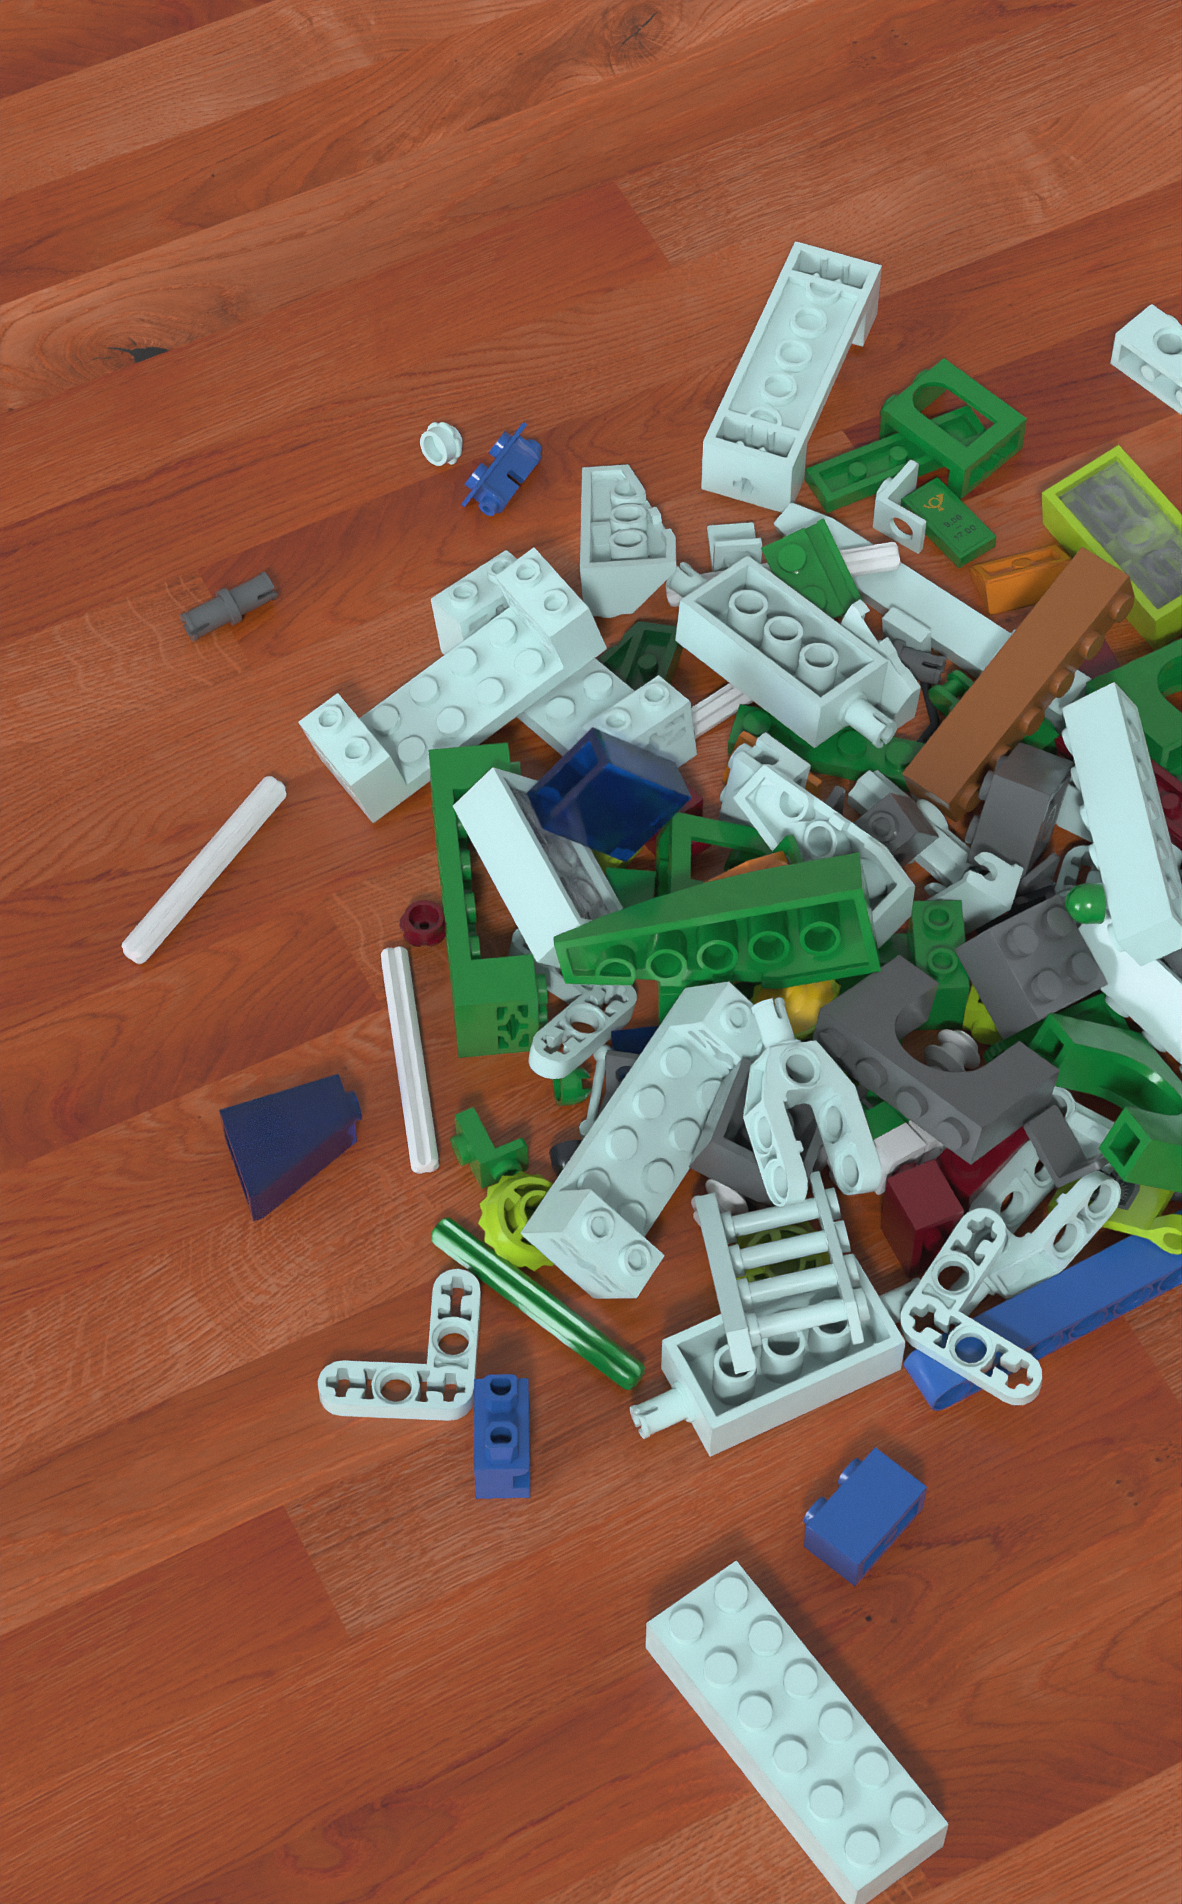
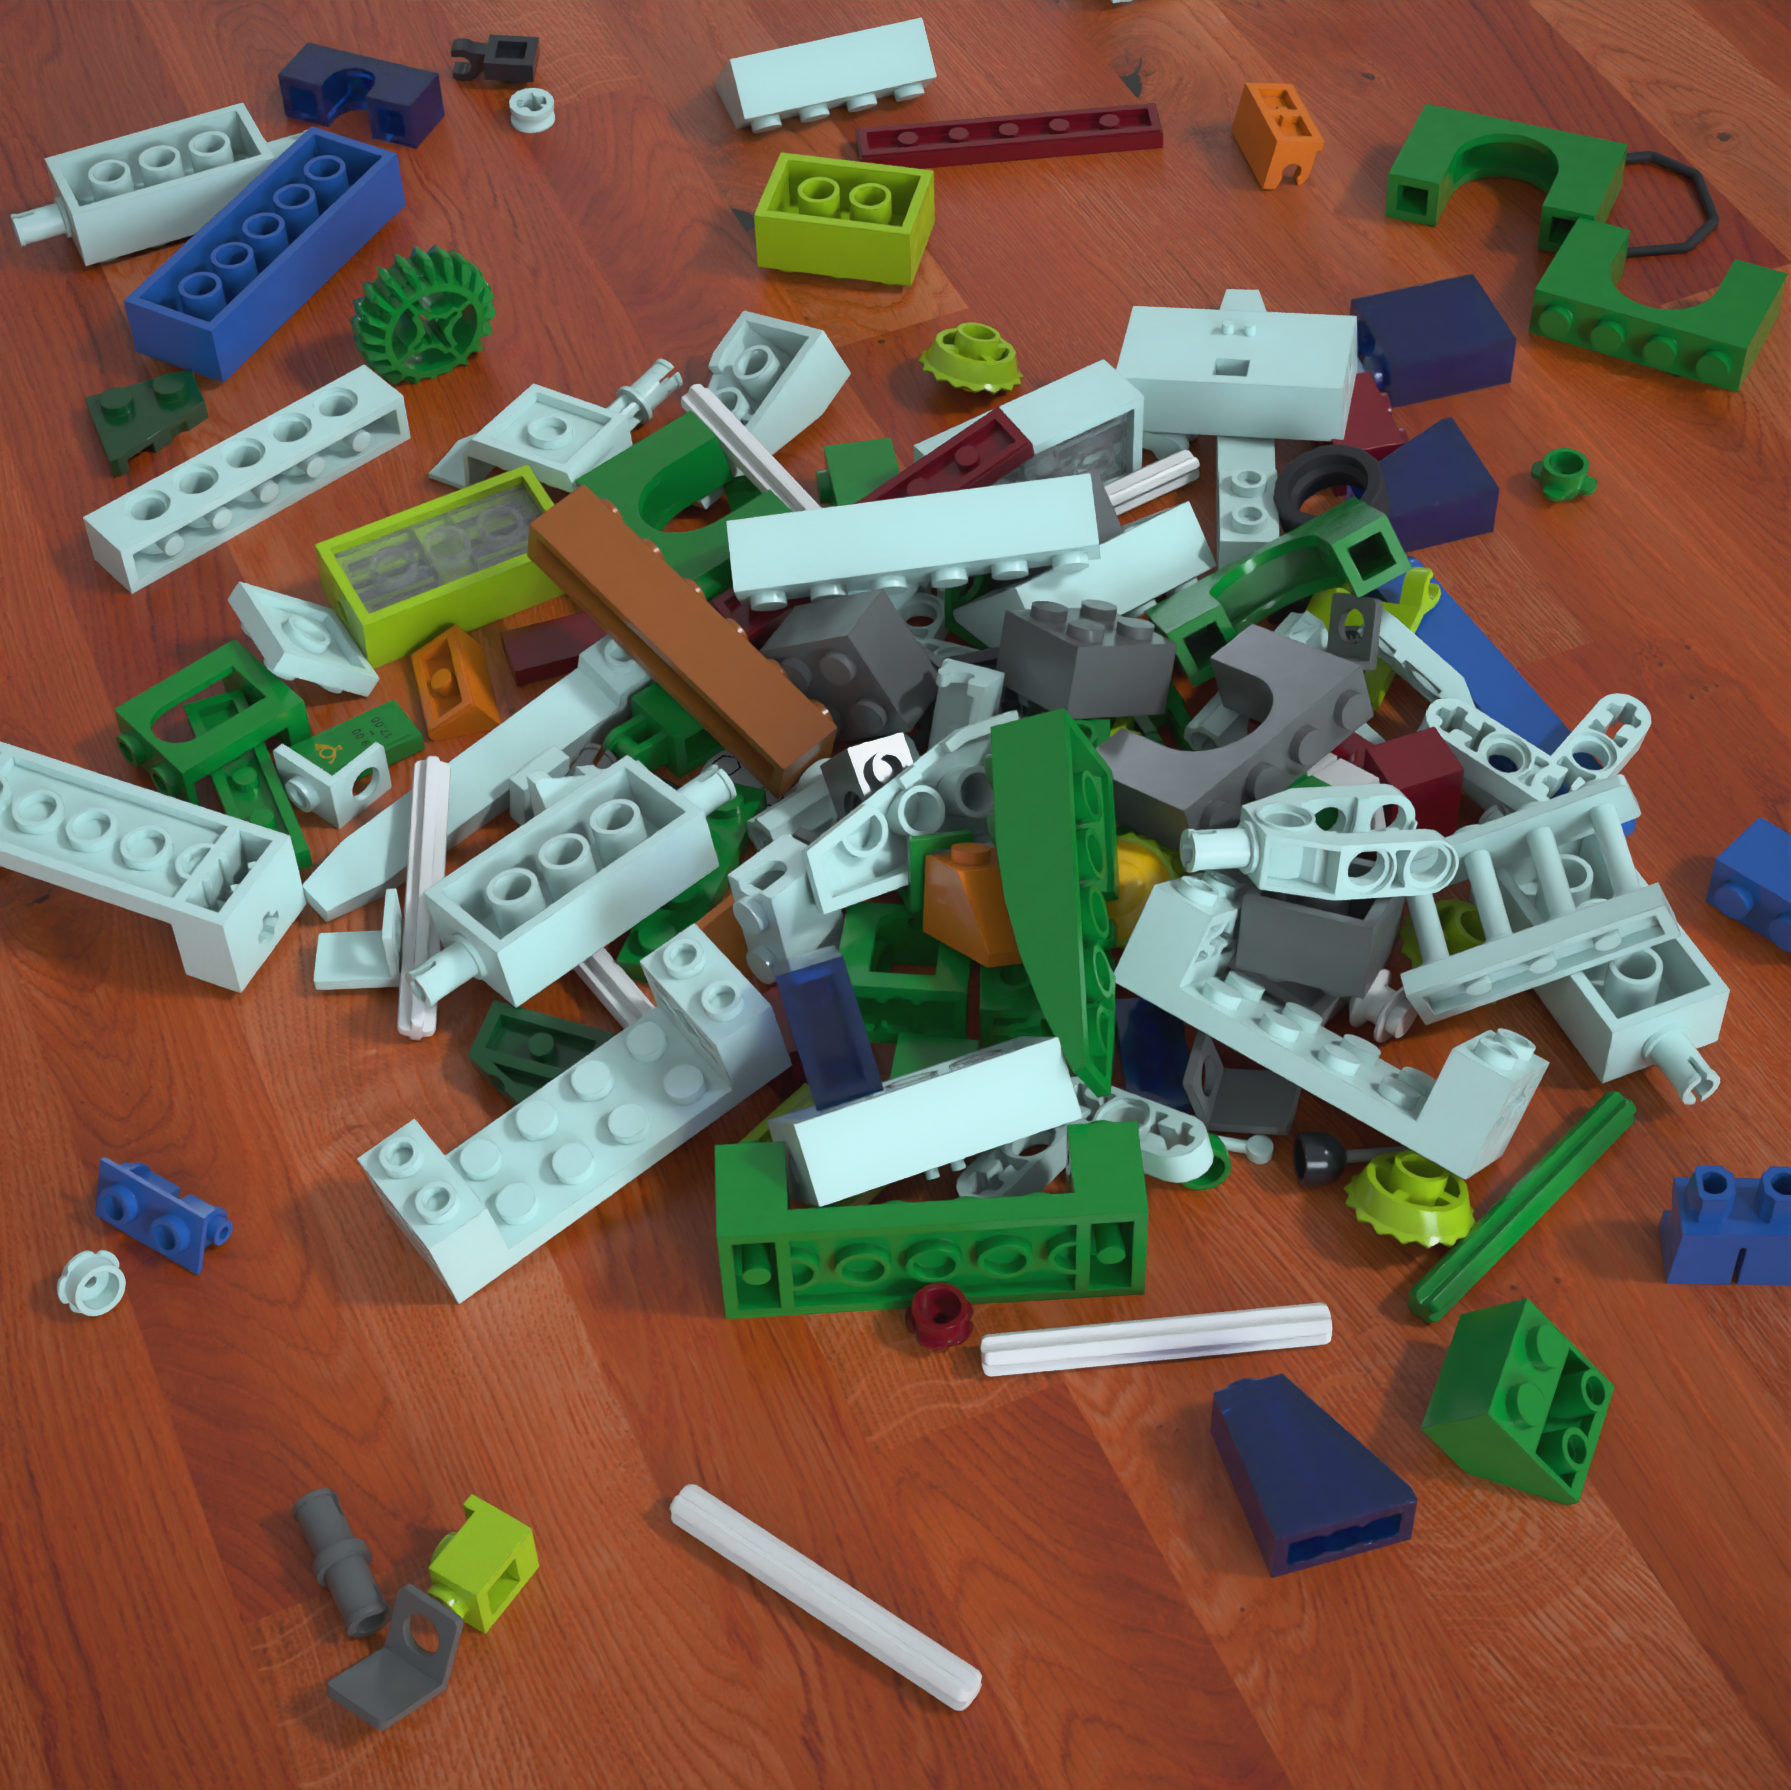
camera: 85 degrees left, 10 degrees down
(143, 640) = (401, 1673): none -> dark grey bracket
(222, 677) = (482, 1564): none -> lime brick
(346, 1282) = (1518, 1402): none -> green slope
(438, 1372) = (1632, 1313): light aqua beam -> none
(461, 695) = (586, 1231): light aqua plate -> none
(475, 1148) = (1311, 1251): green bracket -> none
(621, 542) = (344, 1068): light aqua wedge -> none
(814, 569) = (438, 838): green plate -> none
(1032, 458) = (302, 640): none -> light aqua plate
(1087, 903) = (1035, 574): green hinge -> none

